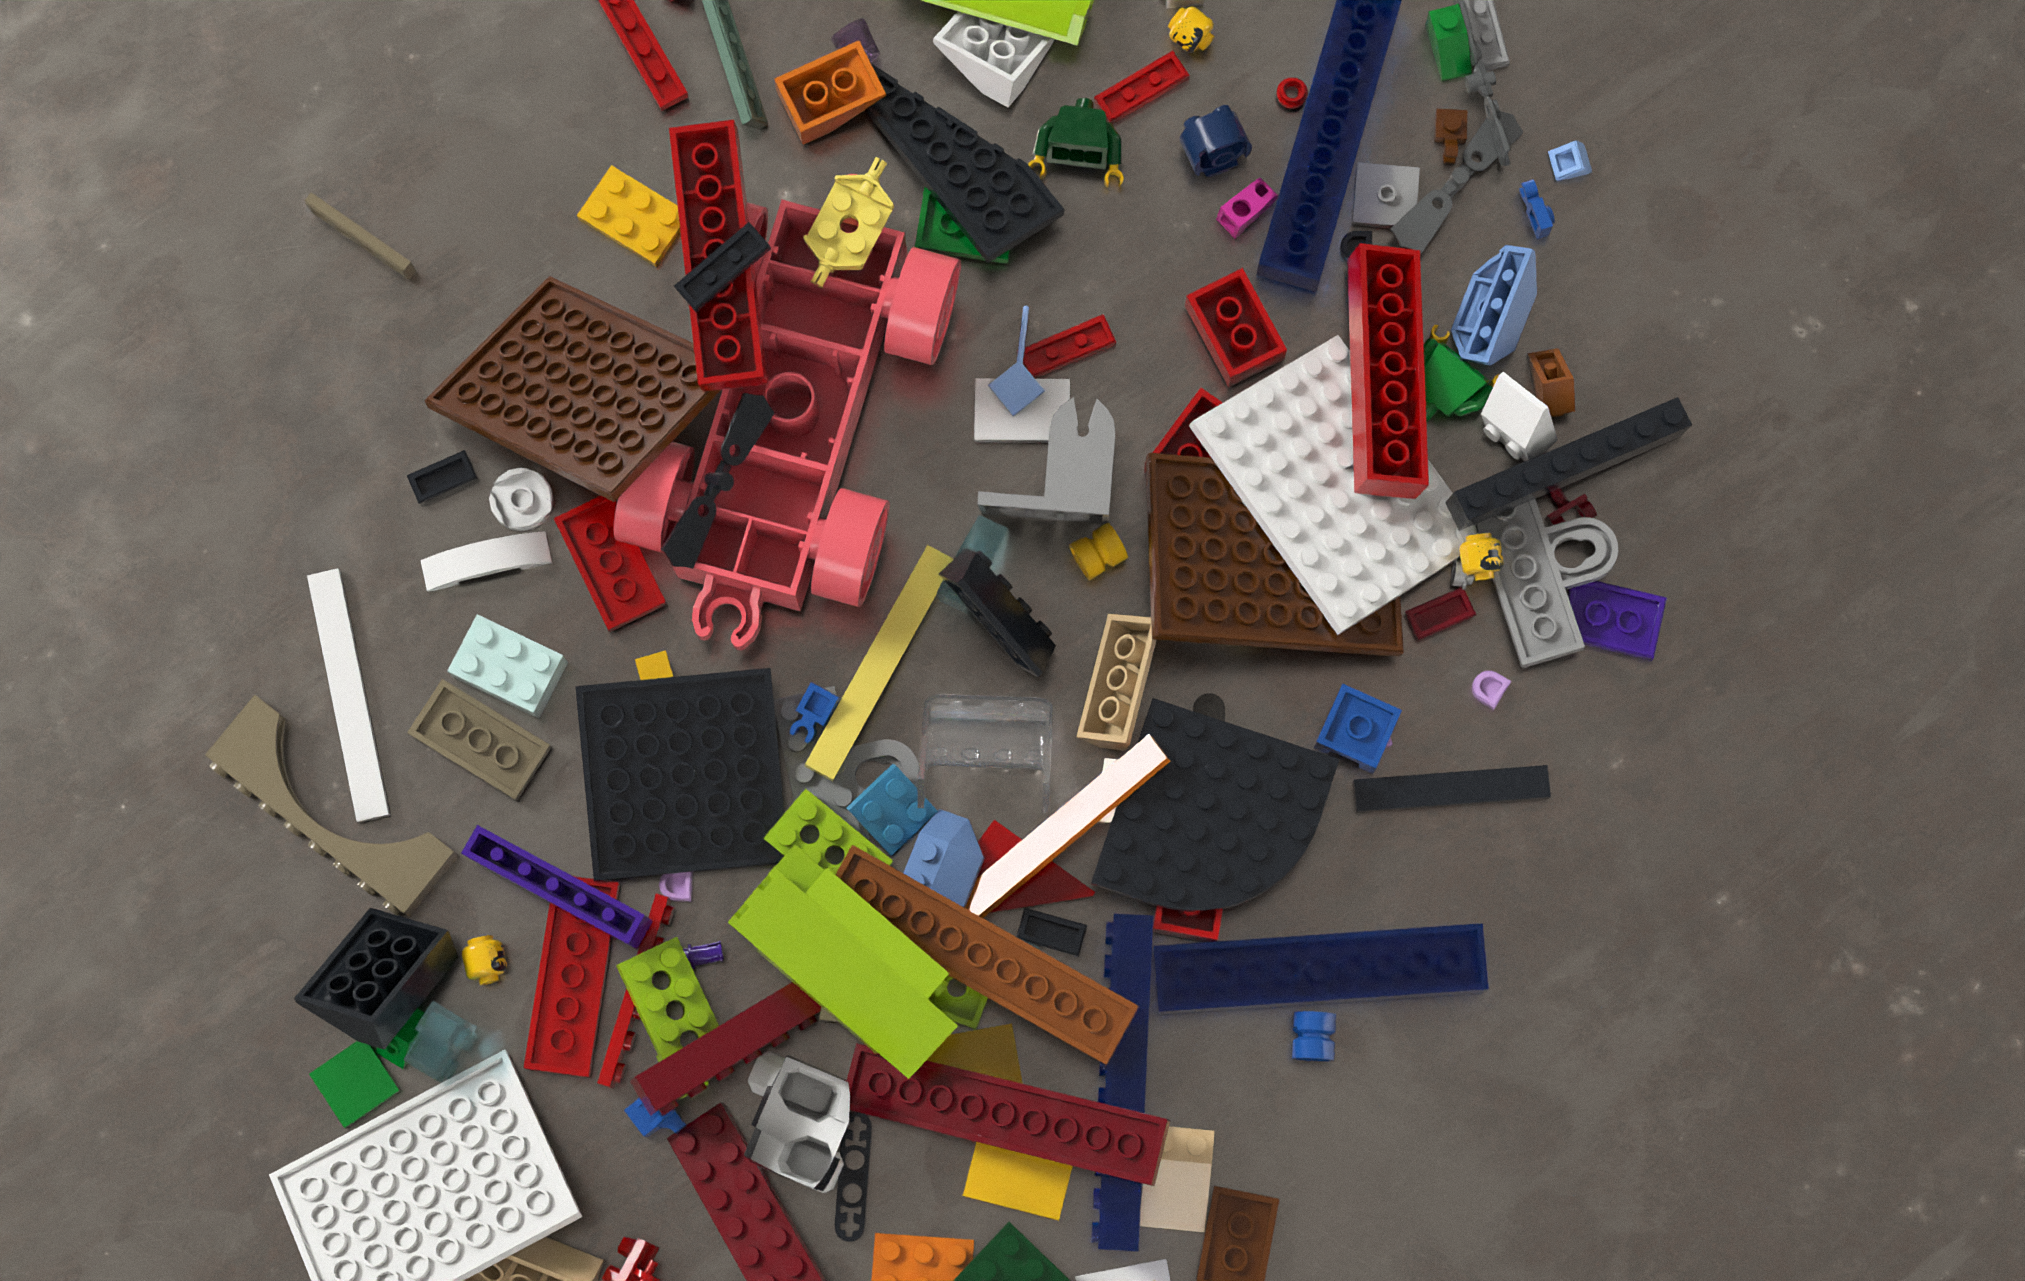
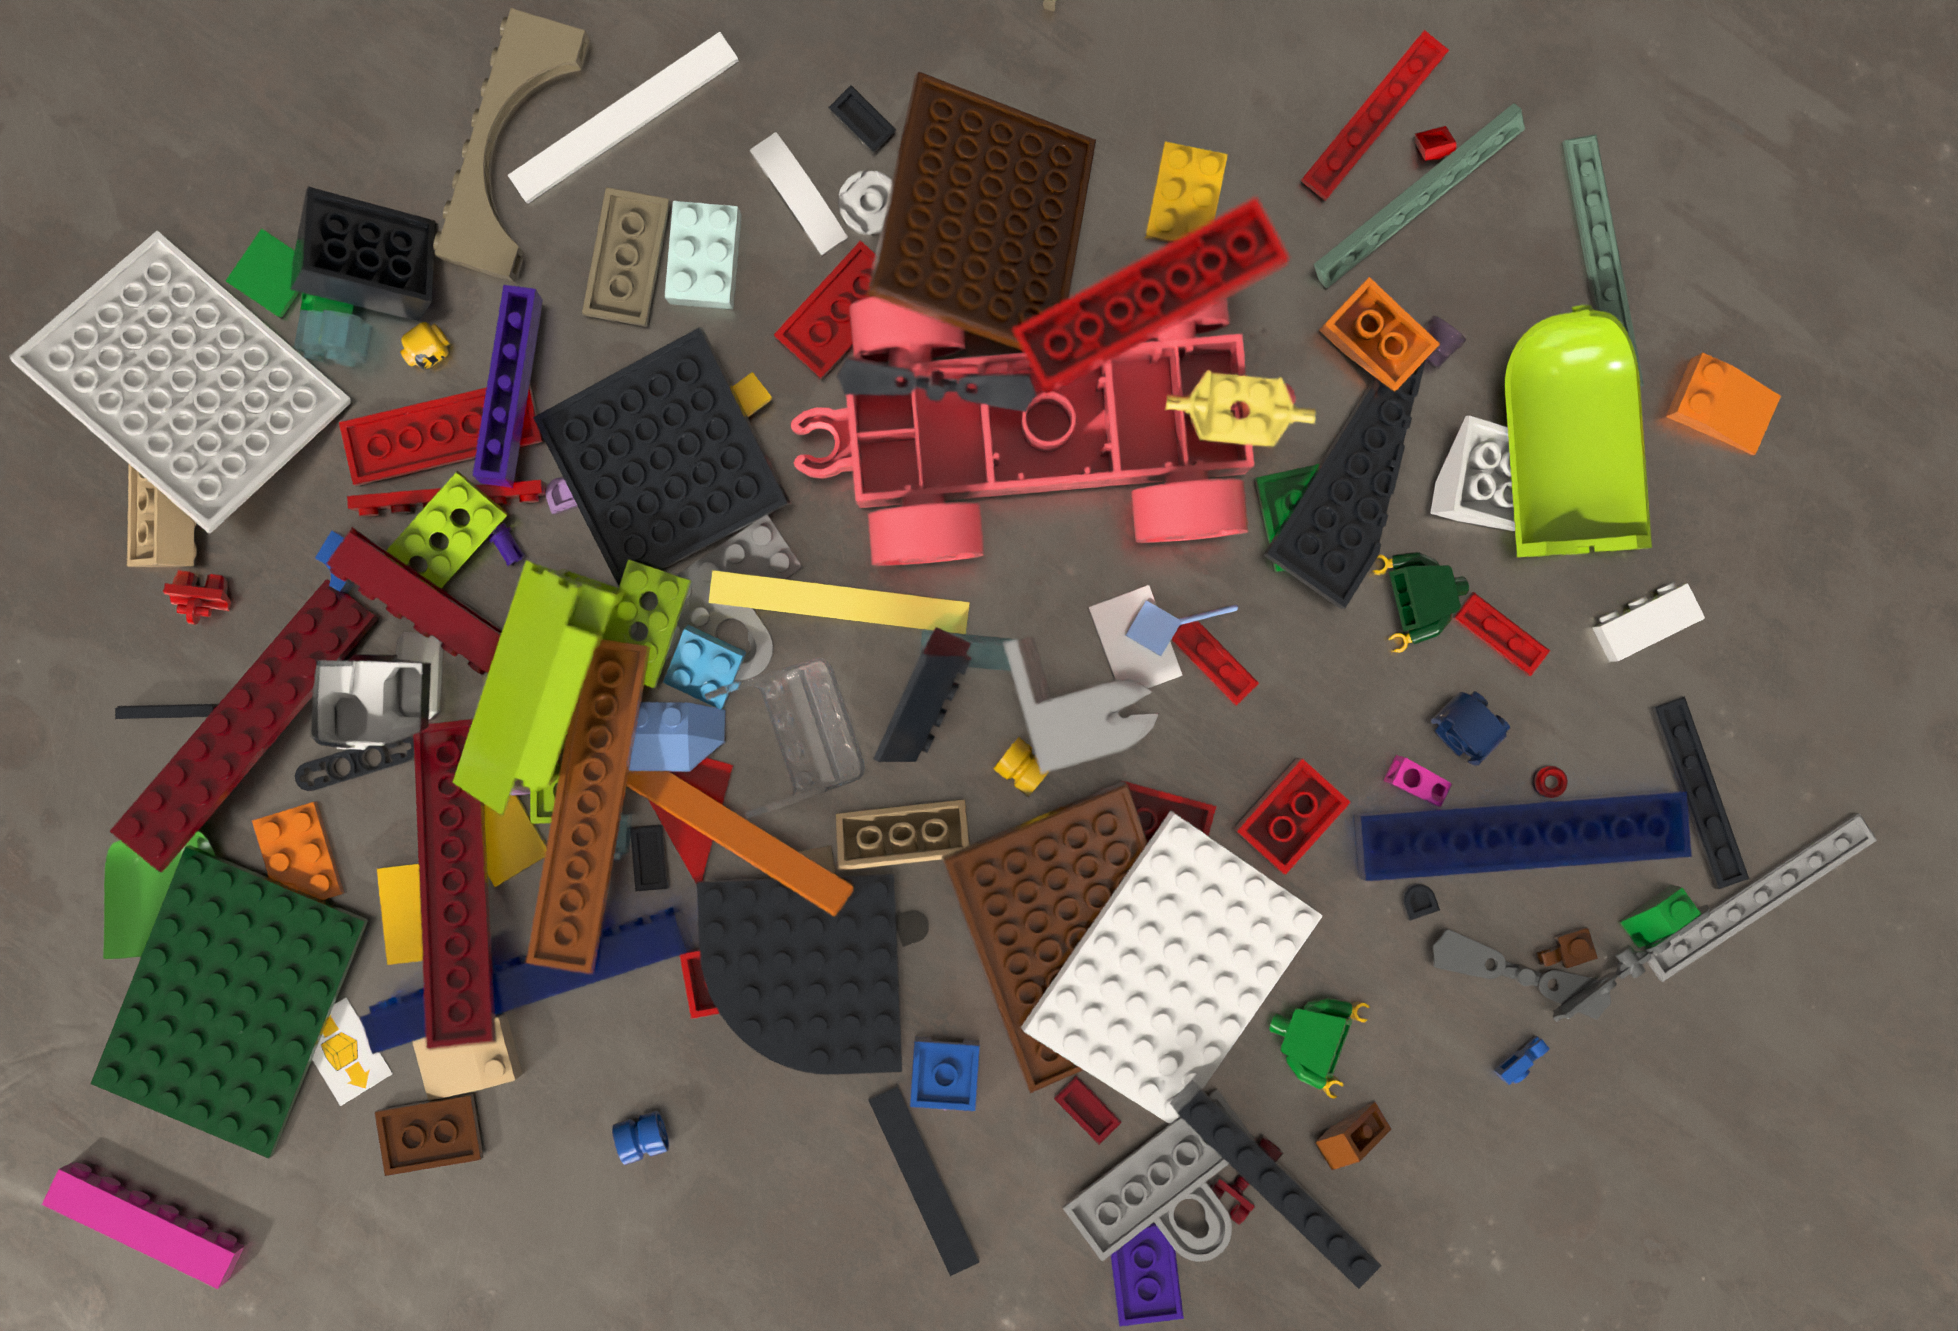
camera: 65 degrees right, 10 degrees up
(722, 267) = (1135, 306): black tile -> none
(817, 707) = (770, 559): blue plate -> none
(1191, 29) = (1577, 661): yellow head -> none
(1320, 969) = (704, 1122): clear blue brick -> none
(1383, 194) = (1481, 908): light grey plate -> none
(1387, 372) = (1300, 979): red brick -> none
(1458, 578) = (1132, 1117): light grey plate -> none
(1481, 556) = (1152, 1132): yellow head -> none
(1489, 688) = (1033, 1181): lavender tile -> none
(1496, 306) = (1406, 1057): medium blue wedge -> none
(1518, 420) = (1299, 1120): white slope -> none
(1570, 161) = (1584, 1074): light blue slope -> none

